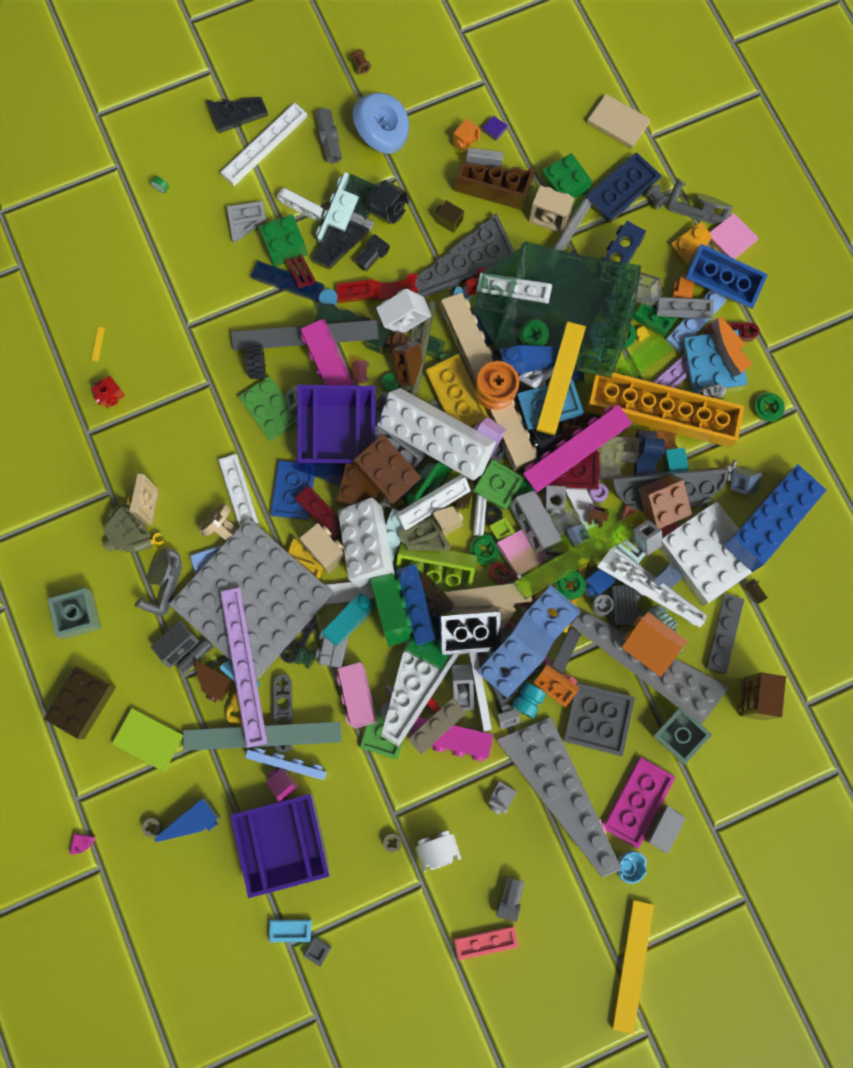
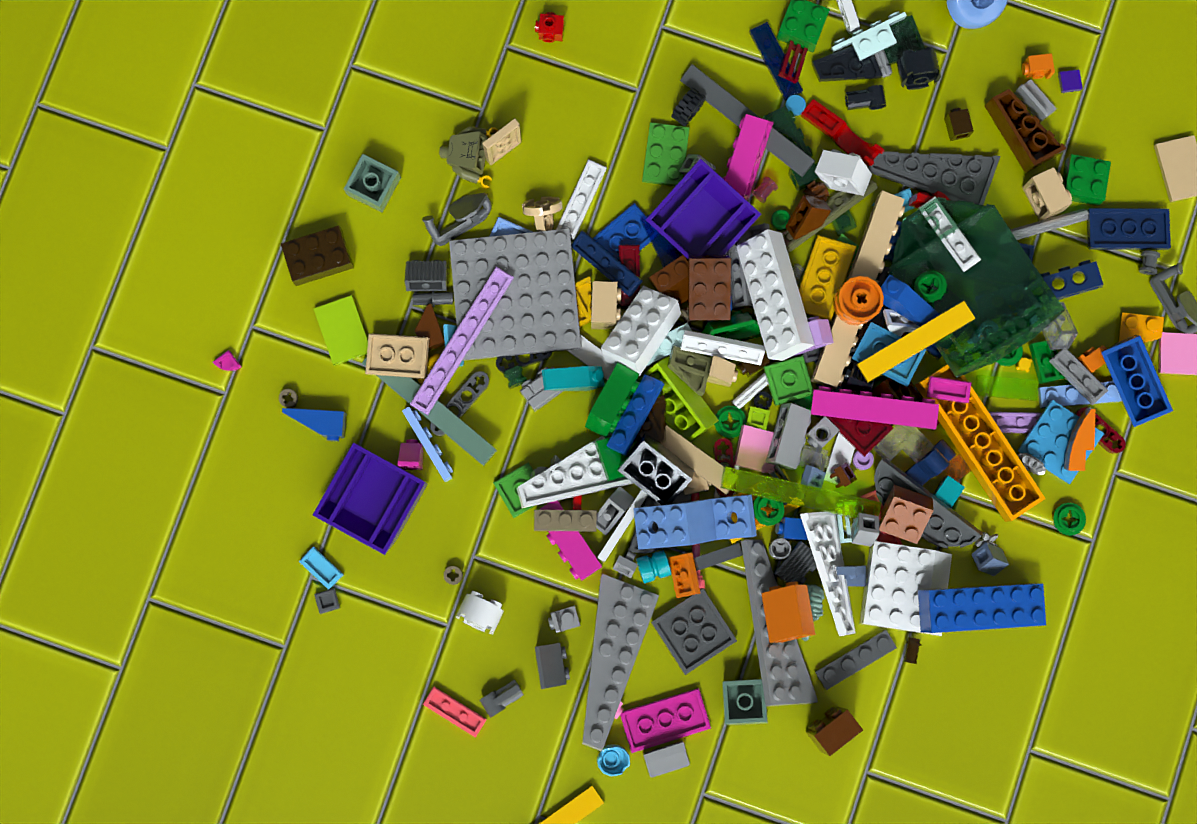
camera: 40 degrees right, 5 degrees up
(205, 721) = (397, 356): none -> tan tile
(297, 518) = (606, 263): none -> dark blue tile
(356, 695) = (526, 441): bright pink brick -> none
(524, 841) = (551, 665): none -> dark grey slope
(613, 390) = (948, 389): none -> dark pink tile

